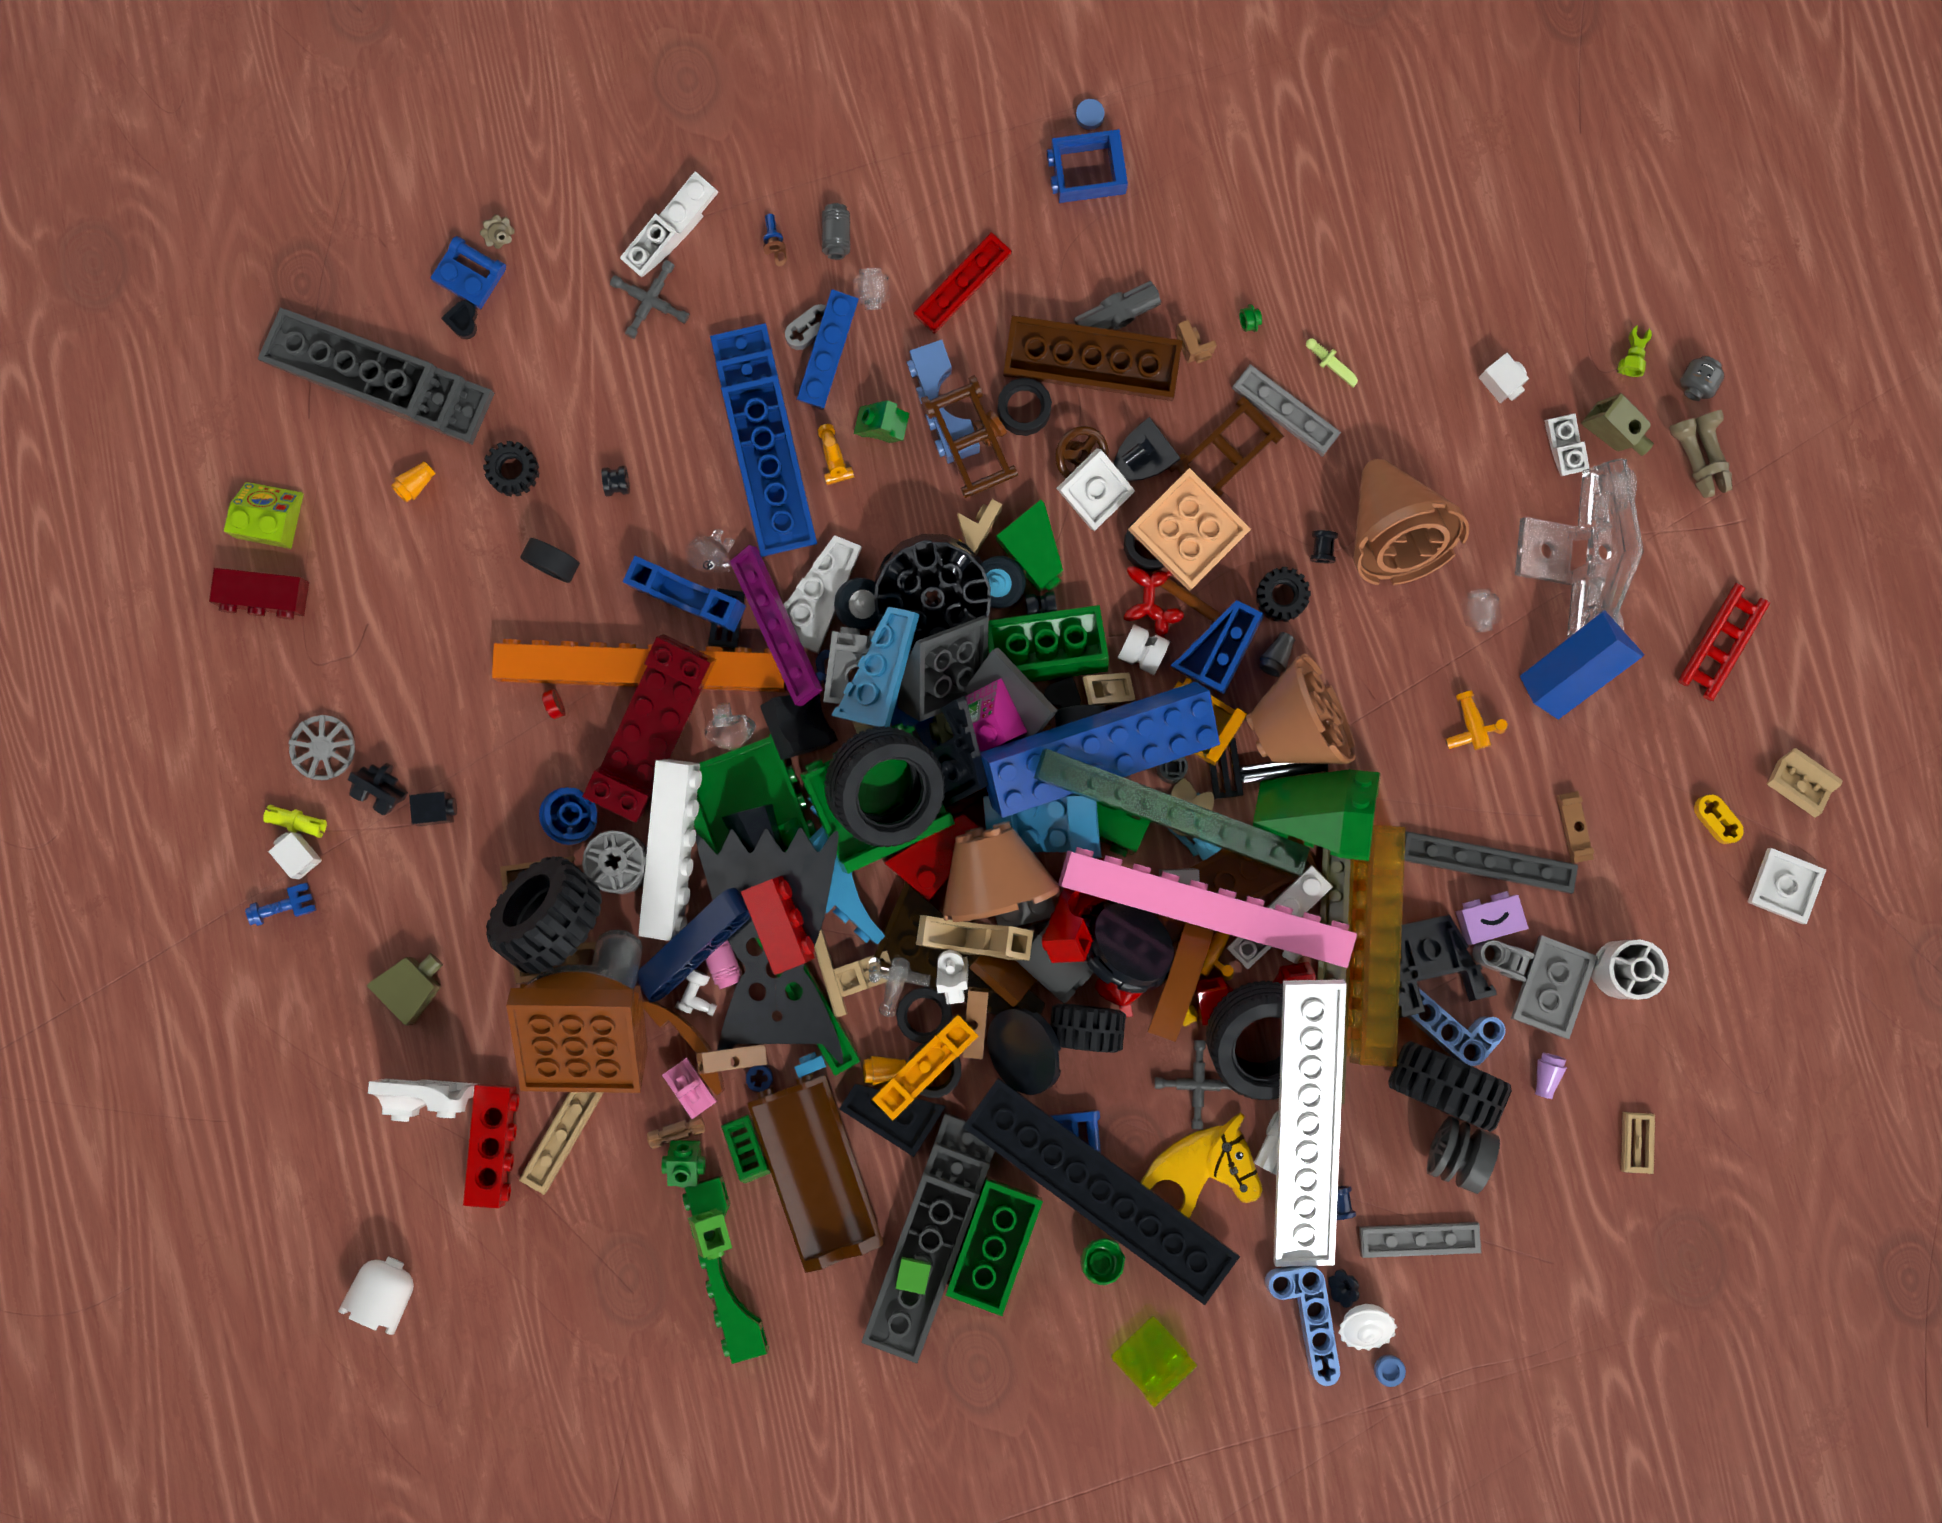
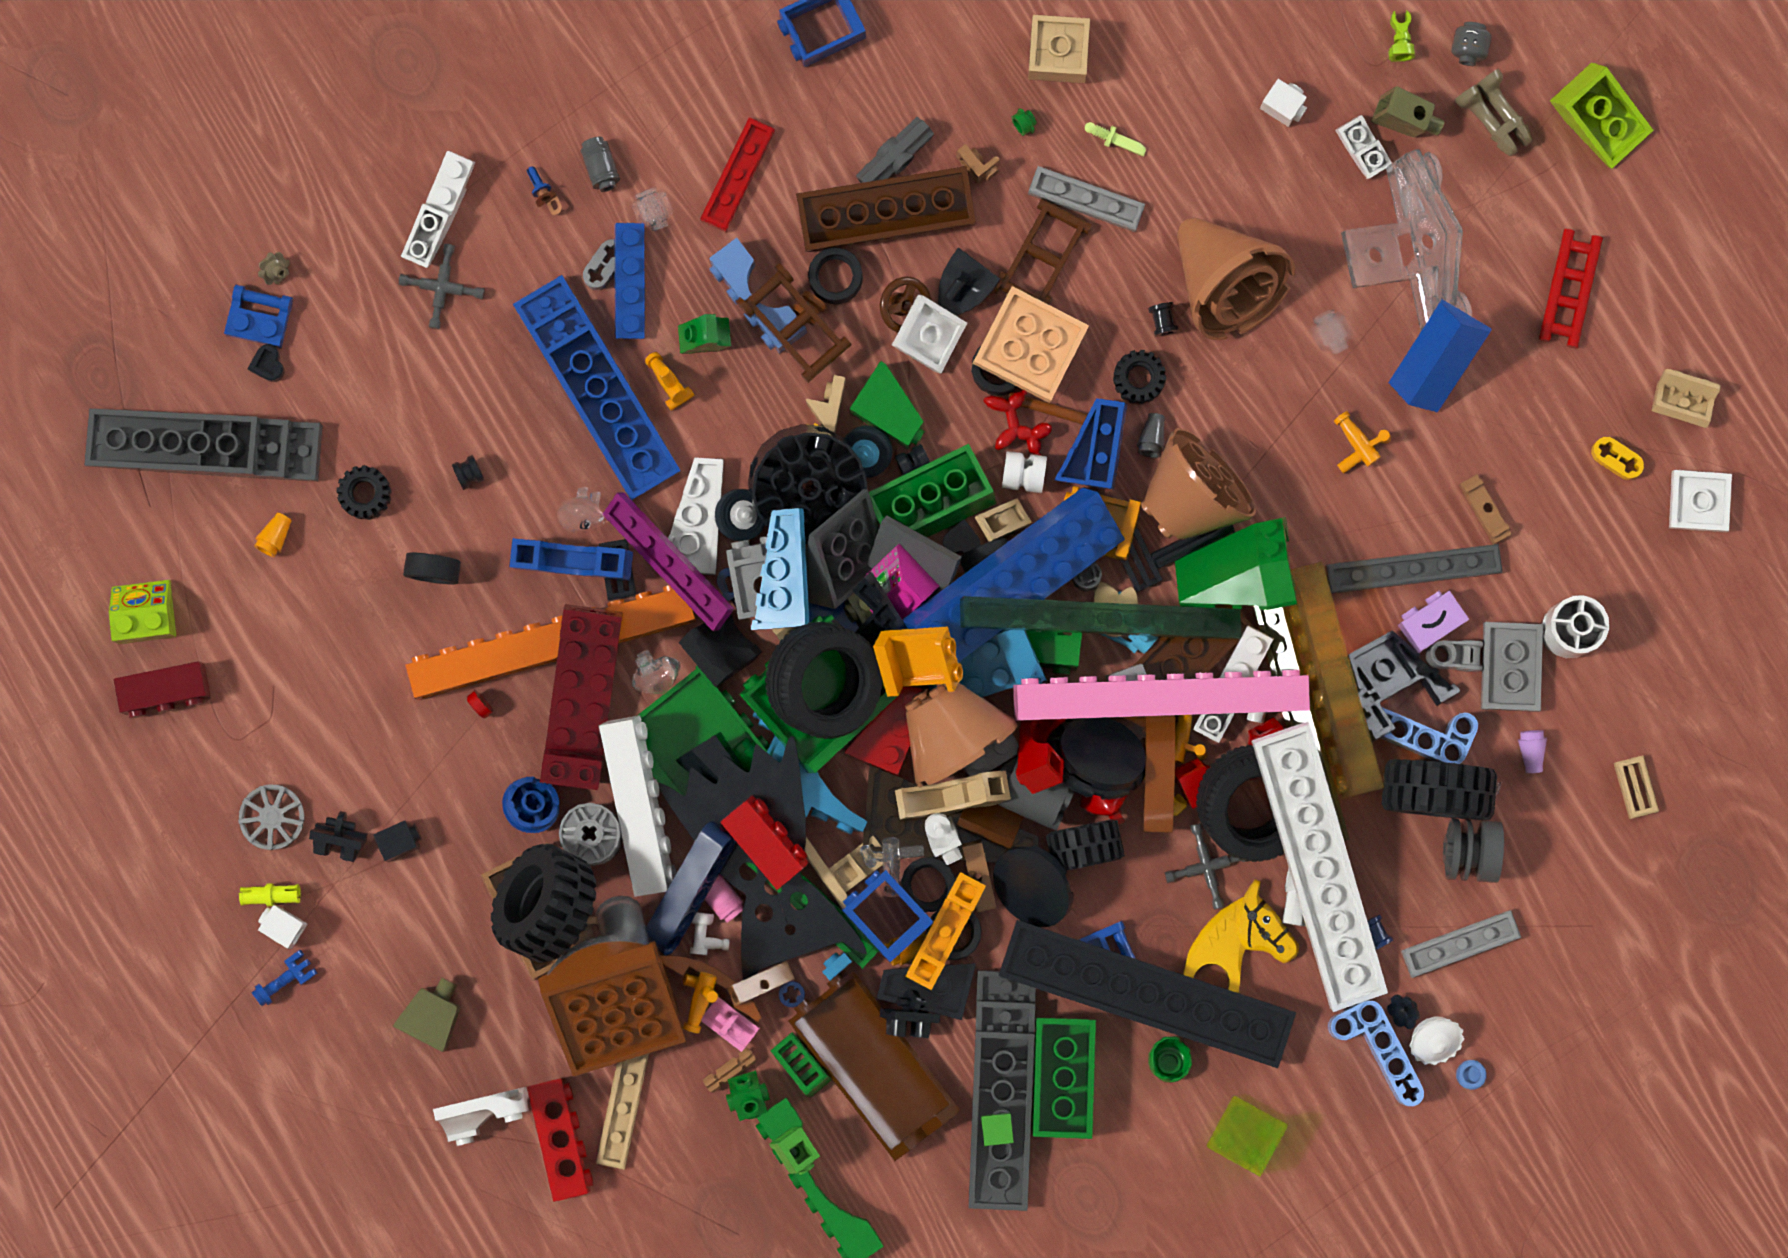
camera: 15 degrees left, 0 degrees up
(670, 1055) = (702, 996): none -> light orange piece
(873, 1143) = (920, 1020): none -> black hips
(884, 1062) = (905, 939): none -> blue window
(982, 795) = (917, 658): none -> light orange panel
(1306, 259) = (1059, 48): none -> tan container
(1806, 485) = (1602, 114): none -> lime slope

